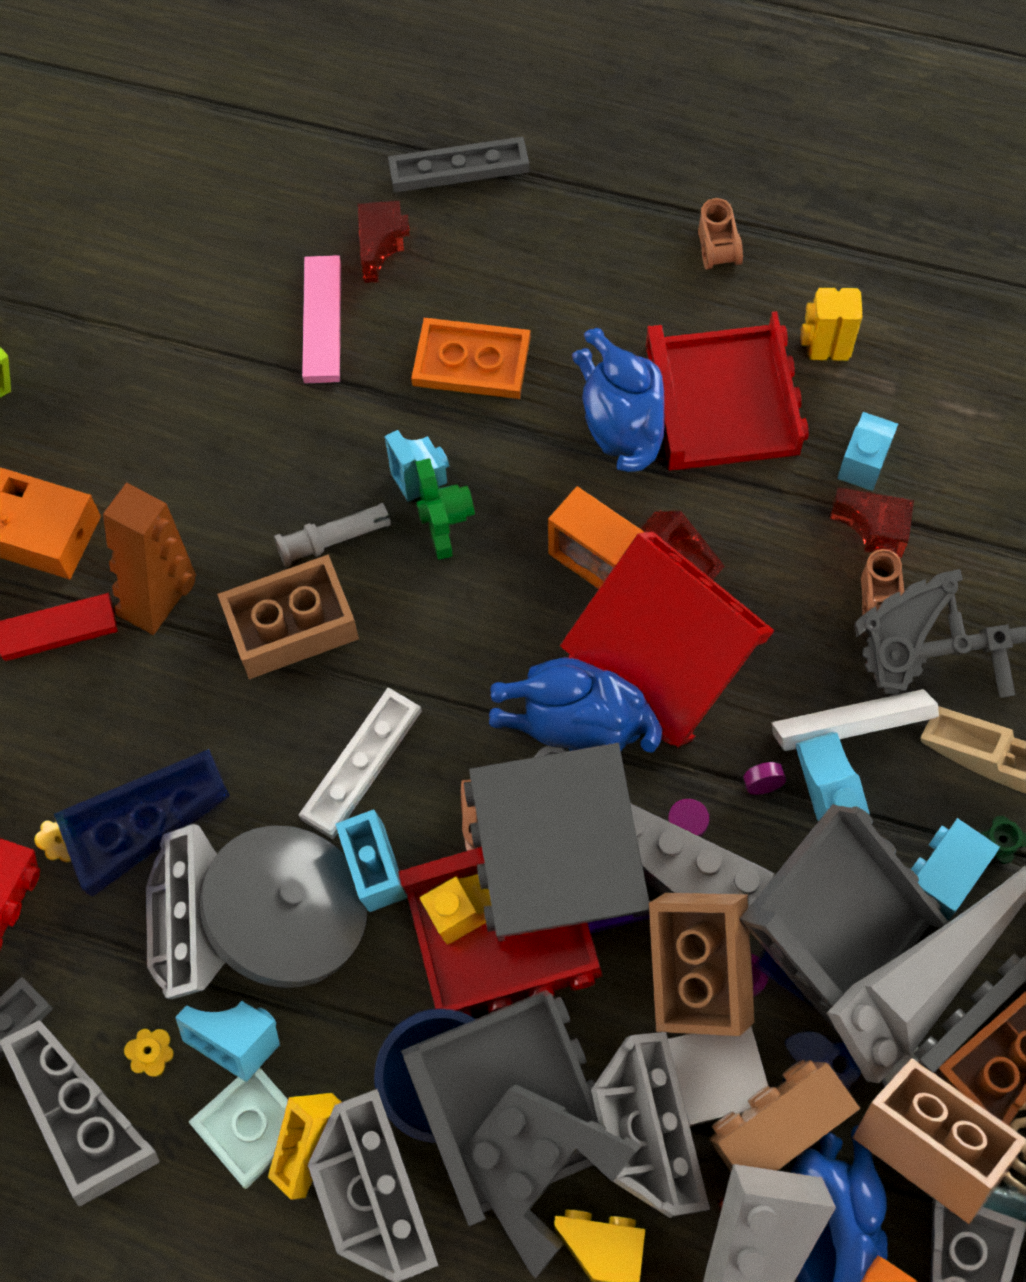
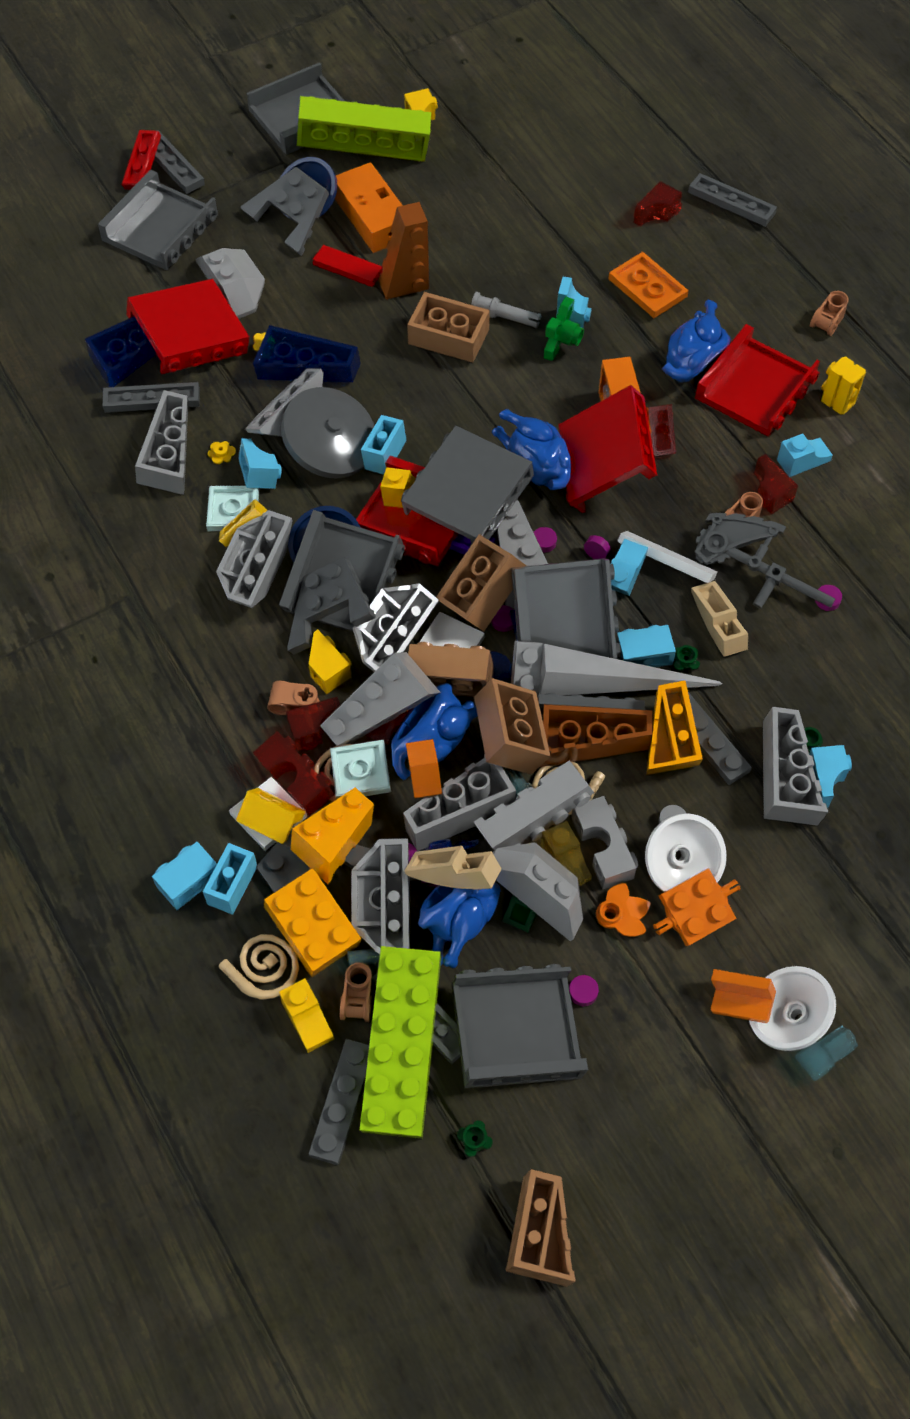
camera: 40 degrees right, 5 degrees down
(321, 319) = (595, 223): bright pink tile -> none
(360, 762) = (427, 408): white tile -> none

